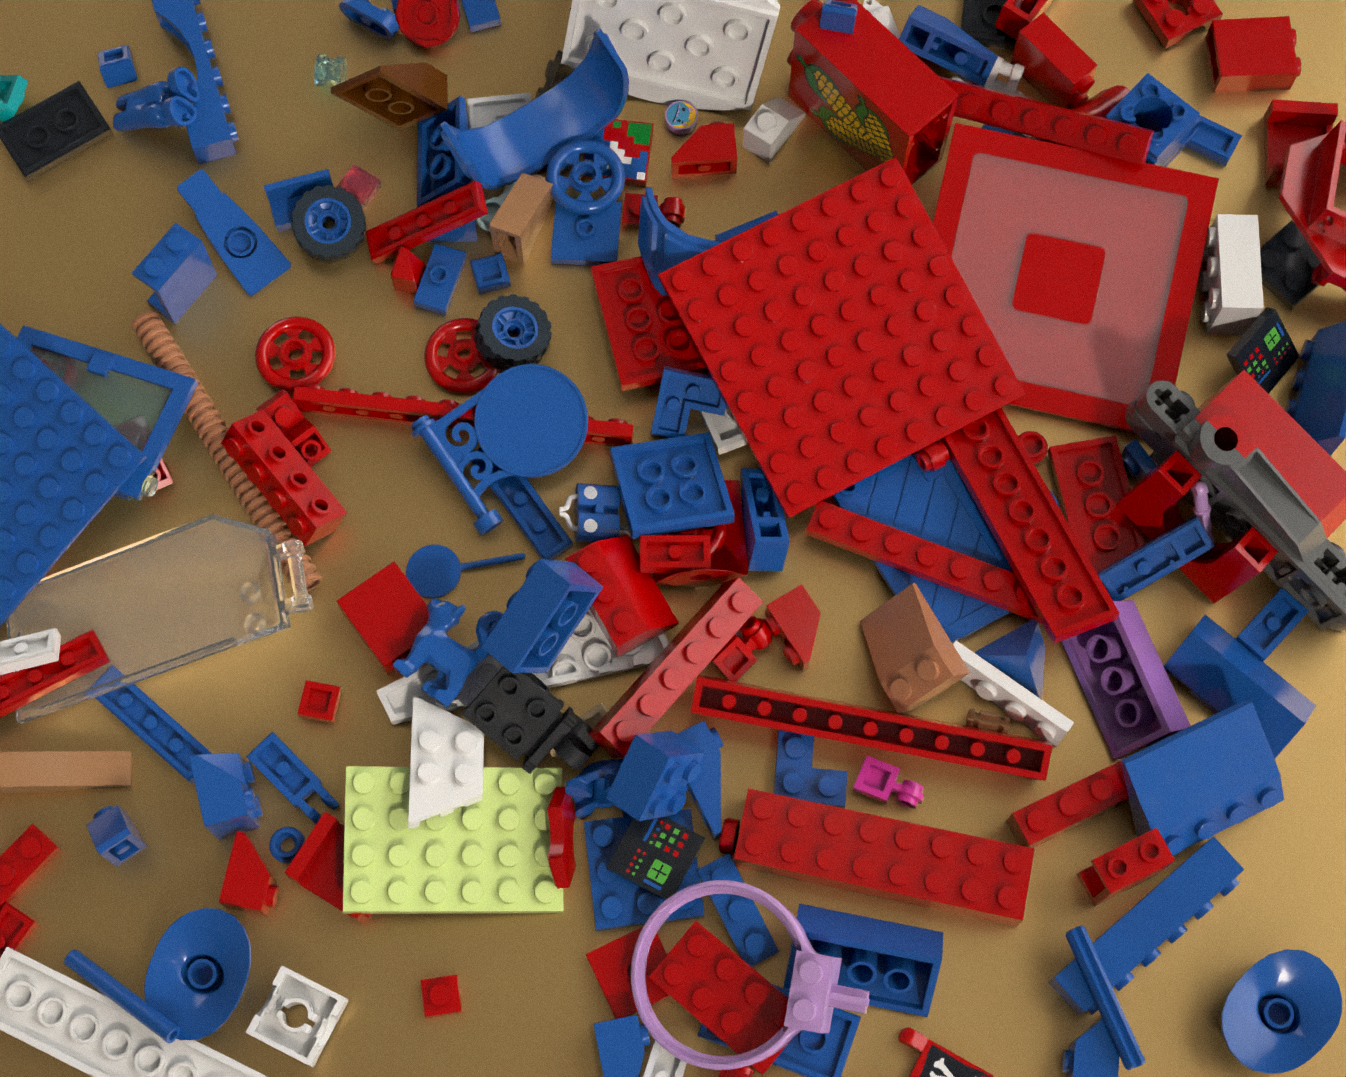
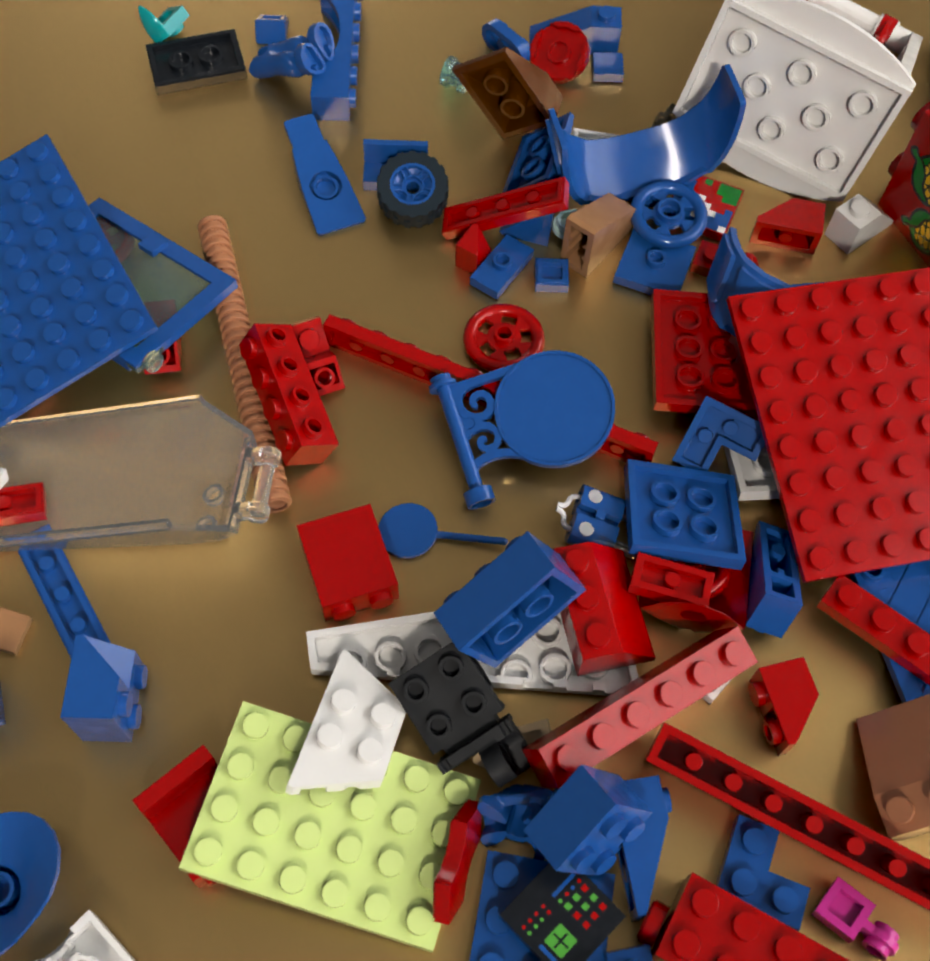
camera: 15 degrees right, 10 degrees down
(176, 271) = (256, 186): blue panel -> none
(248, 881) = (93, 794): red slope -> none
(279, 838) = (143, 762): blue plate -> none
(289, 775) = (182, 694): blue hinge -> none
(293, 327) = (338, 284): red plate -> none
(319, 701) = (243, 625): red plate -> none
(361, 185) = (456, 170): clear pink plate -> none
(443, 653) = (393, 616): blue animal -> none
(503, 318) = (558, 323): black wheel -> none
(529, 514) = (523, 498): blue tile -> none
(681, 117) = (771, 193): tile -> none
(736, 655) = (710, 714): red plate -> none

